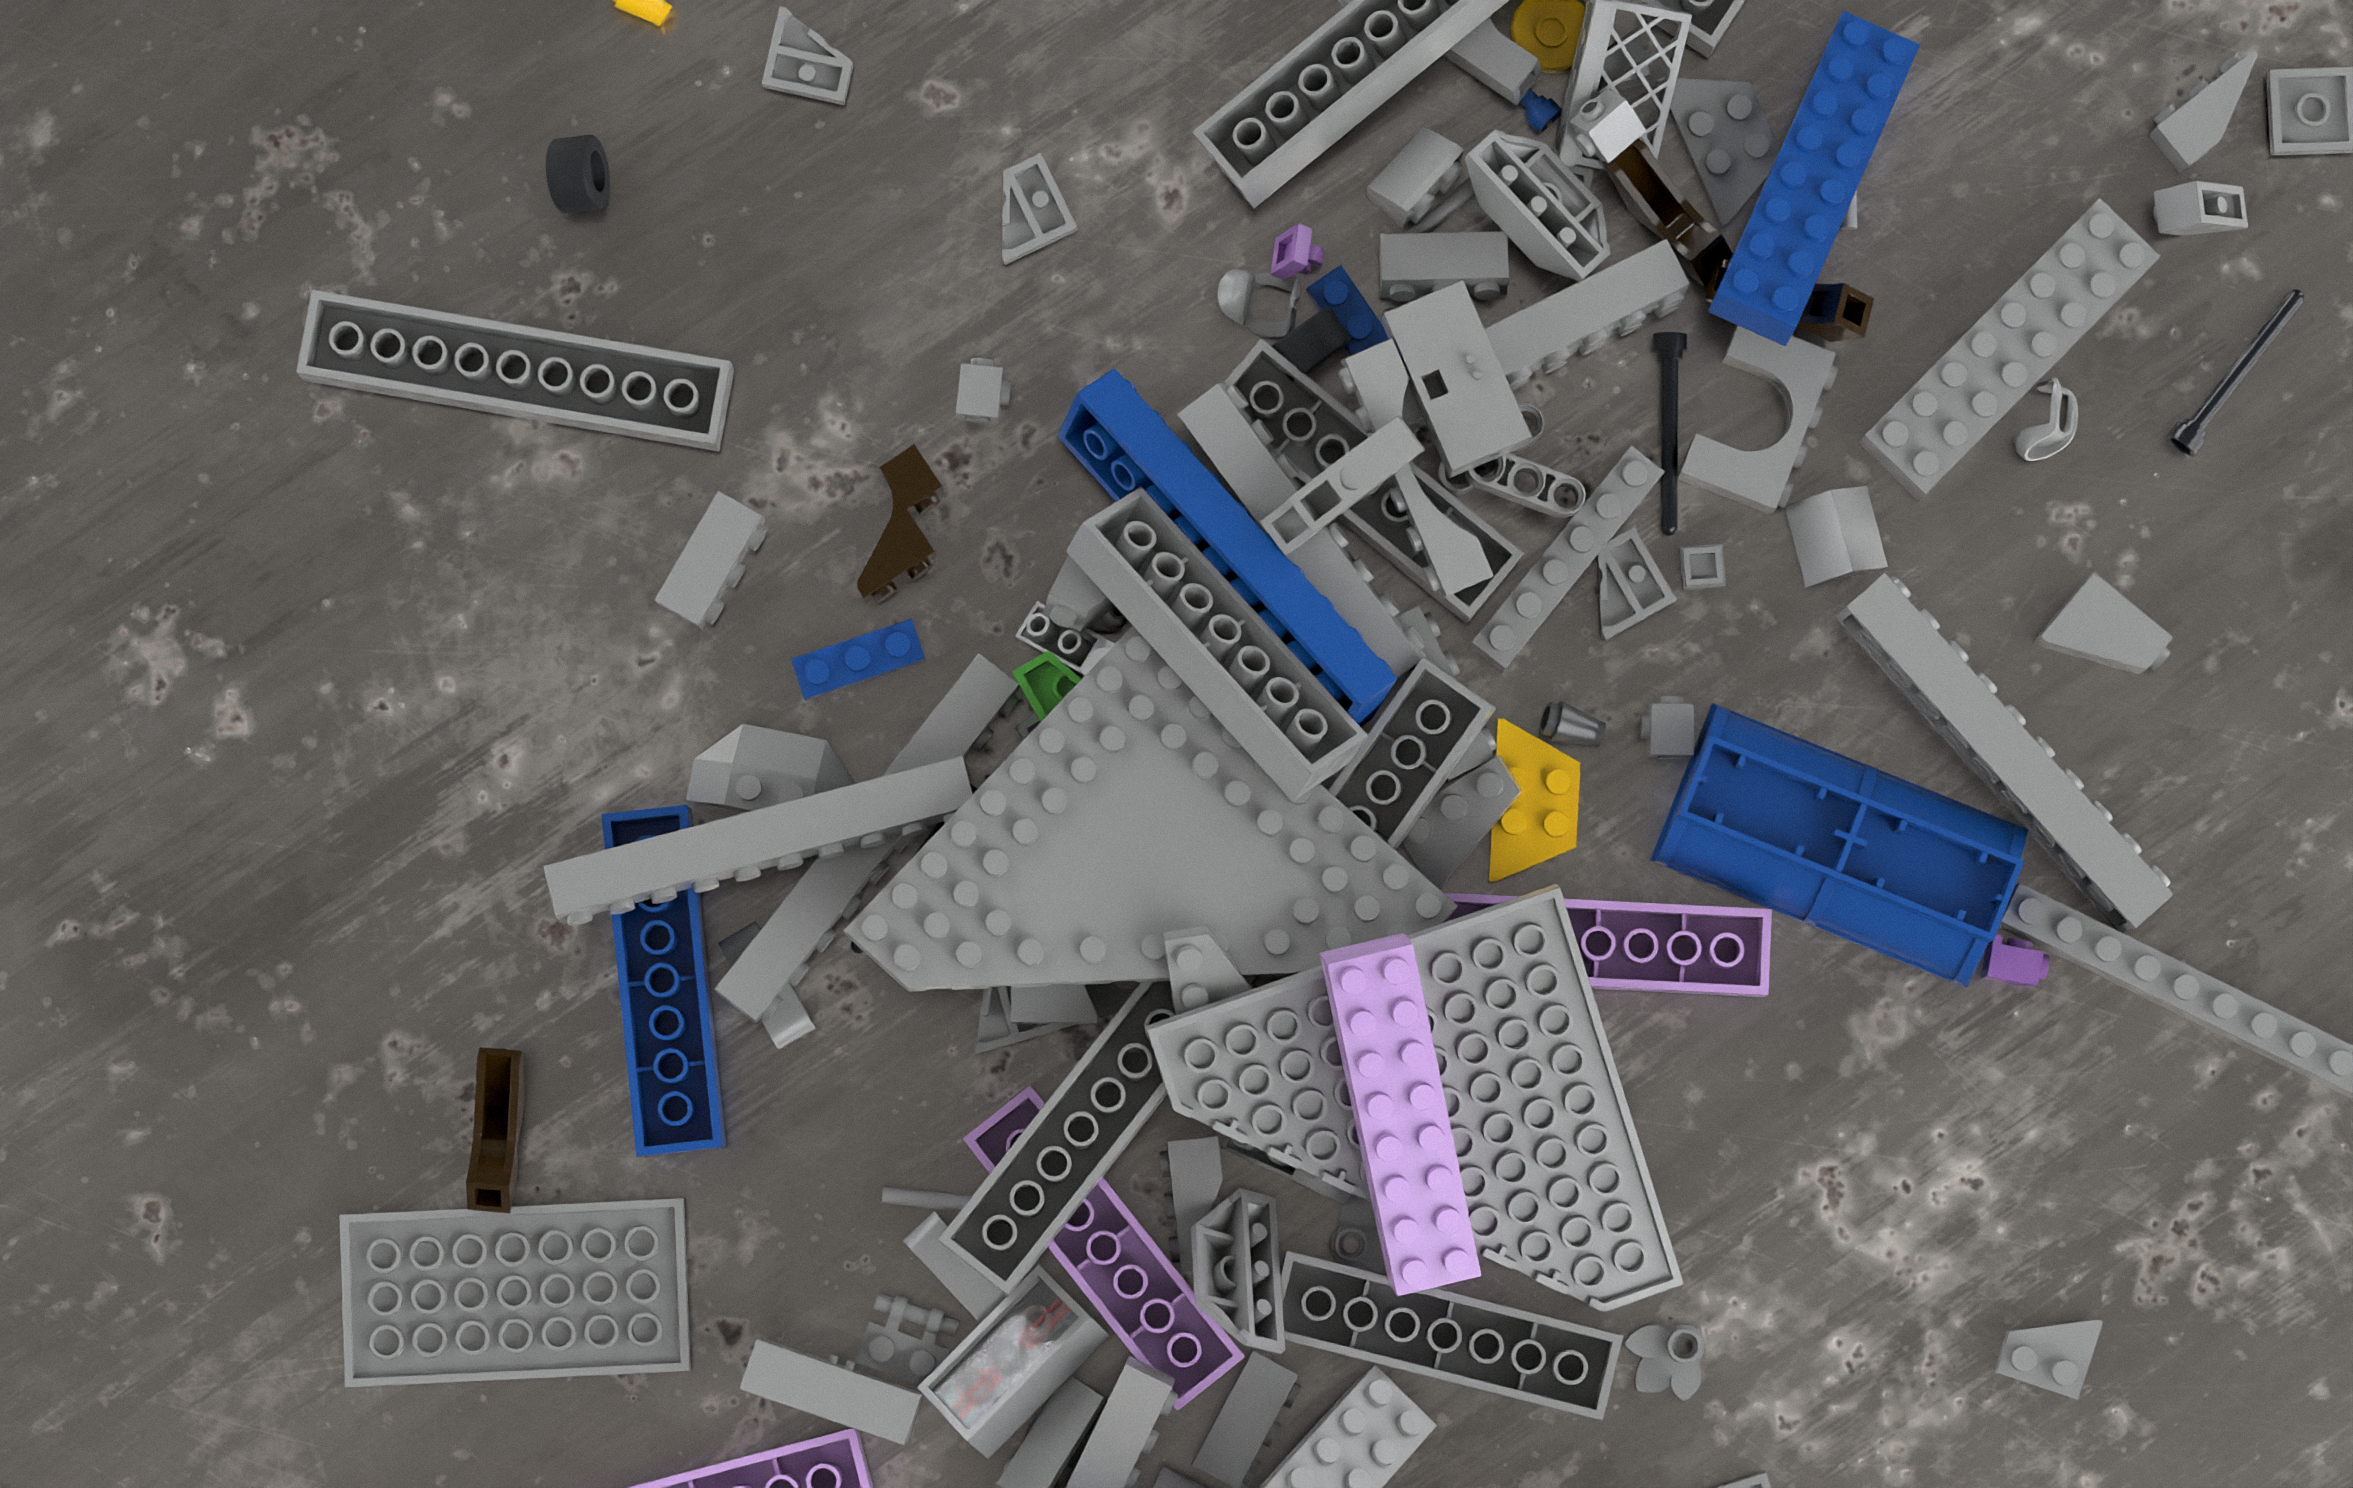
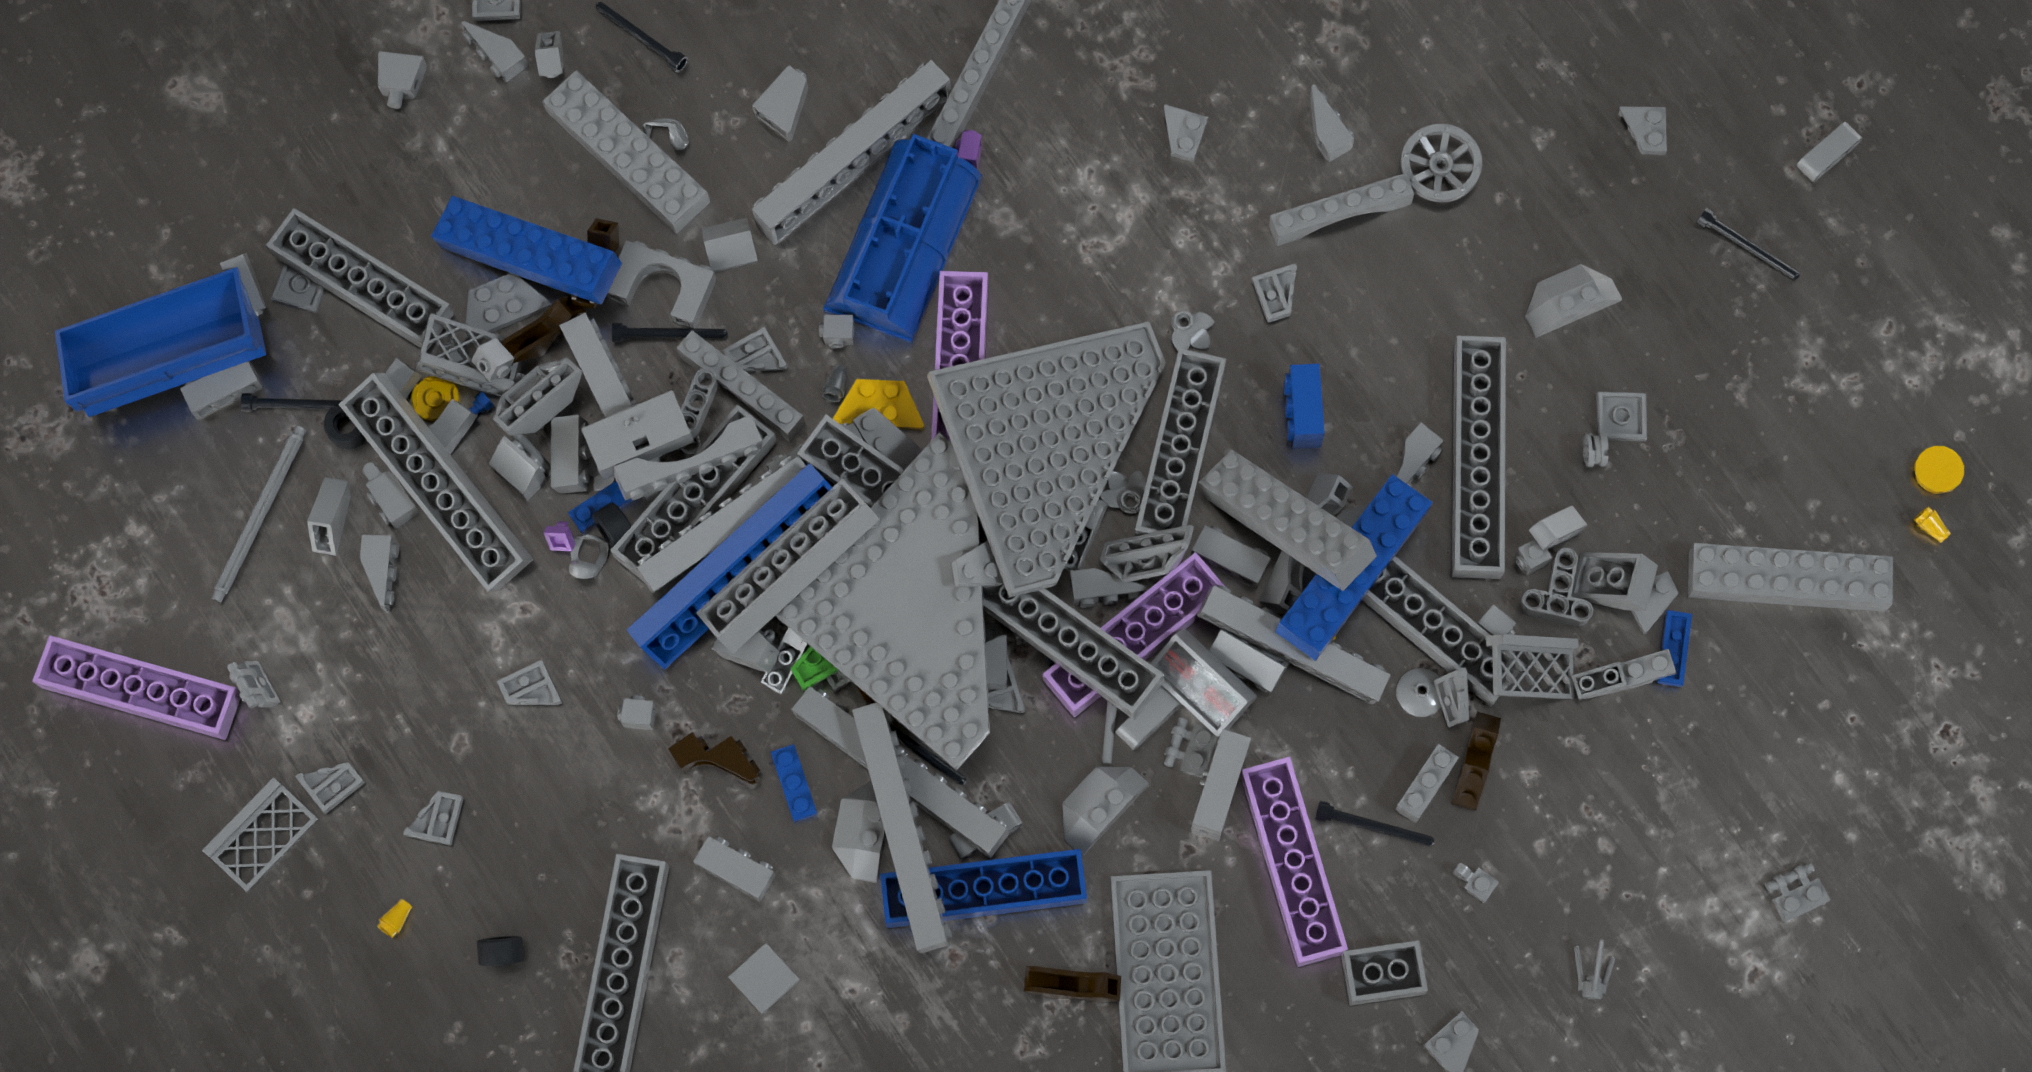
camera: 85 degrees left, 10 degrees down
(526, 612) = (764, 978): none -> light grey tile
(810, 1181) = (1098, 804): none -> light grey wedge
(1342, 485) = (698, 493): light grey slope -> none
(1400, 1114) = (1057, 458): lavender brick -> none
(1702, 567) = (745, 315): light grey tile -> none

